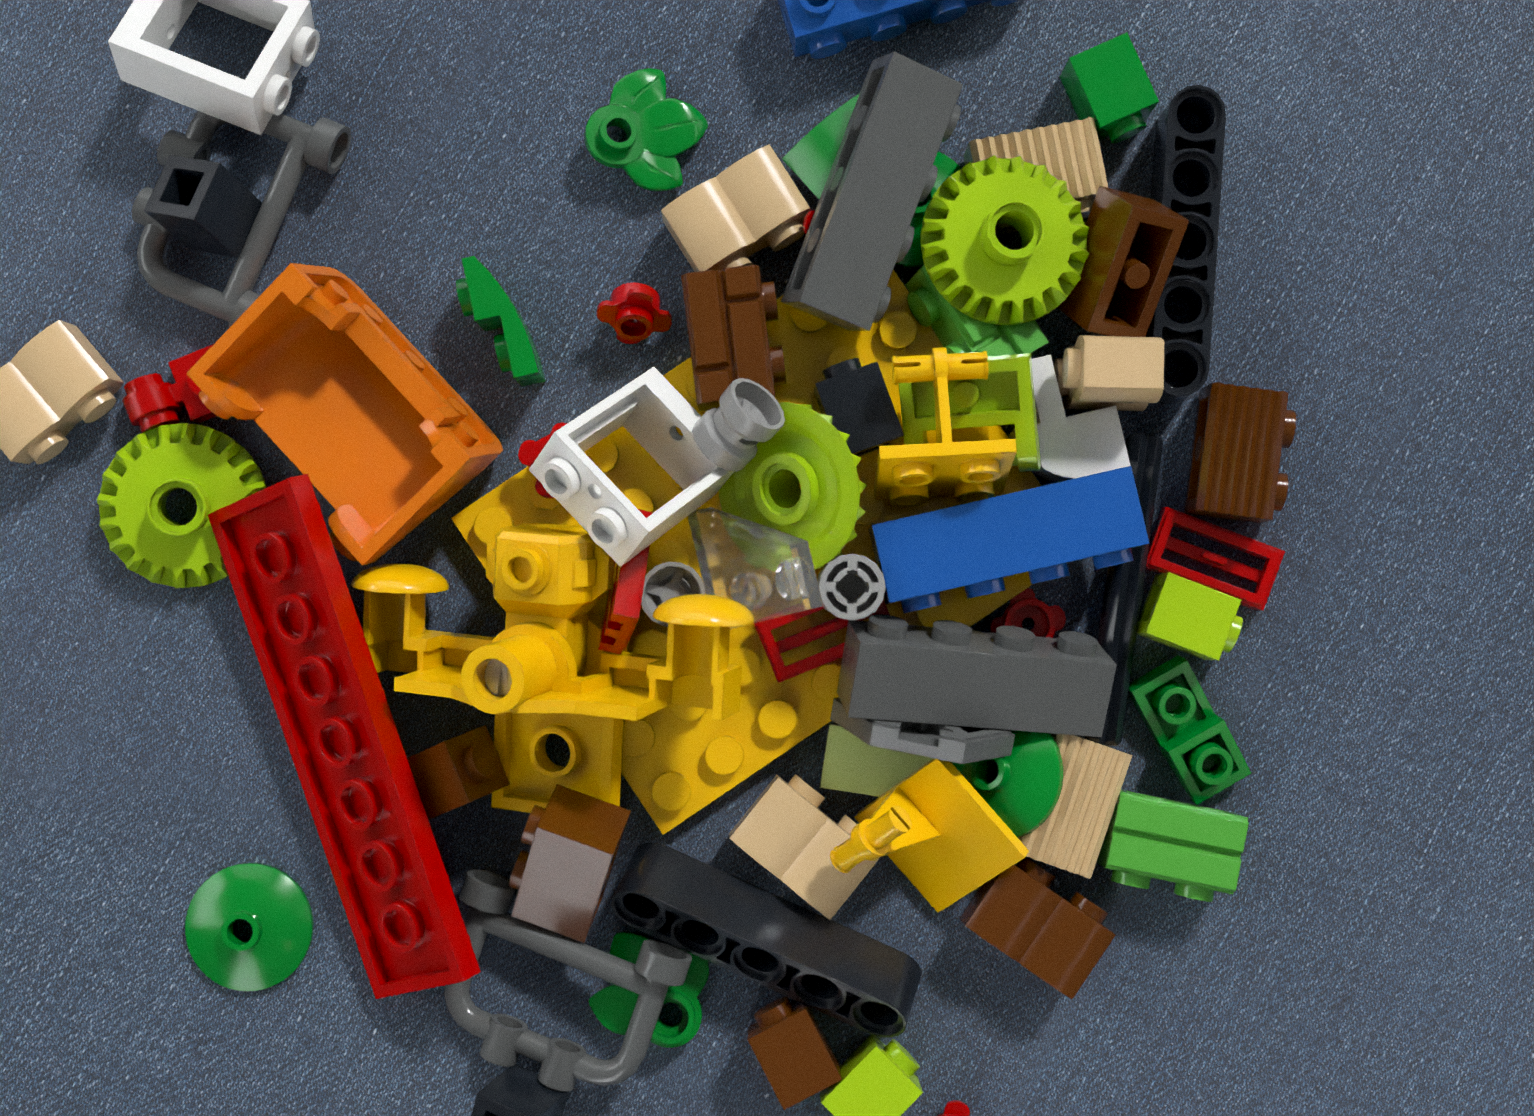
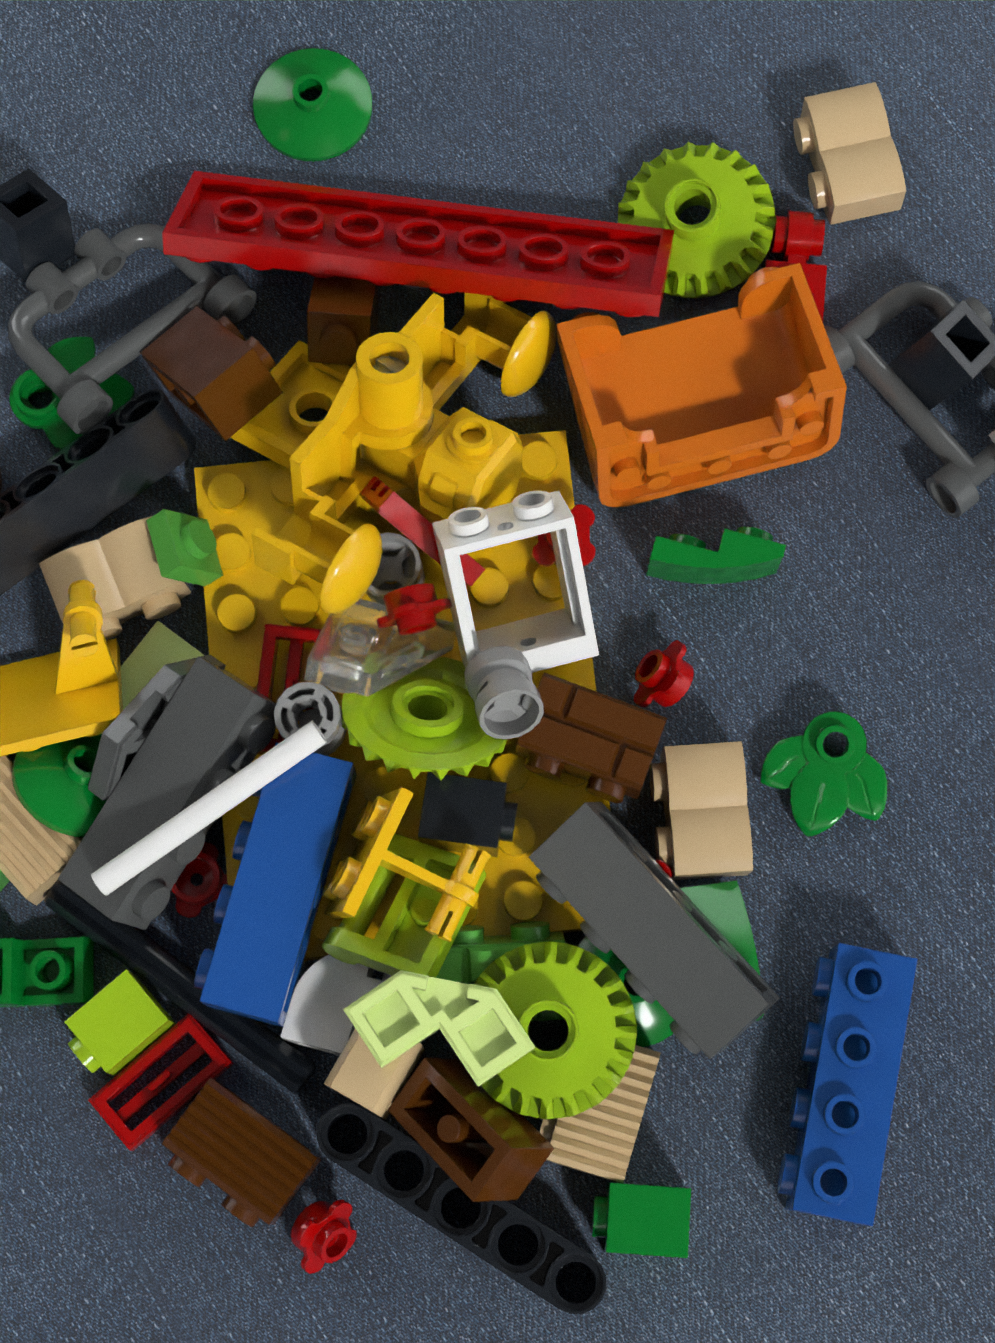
camera: 115 degrees right, 10 degrees down
(702, 549) = (412, 608): none -> red plate
(747, 795) = (184, 547): none -> bright green plate
(980, 626) = (208, 808): none -> white bar
(1059, 349) = (416, 1006): none -> yellowish green tile
(1265, 349) = (323, 1233): none -> red plate

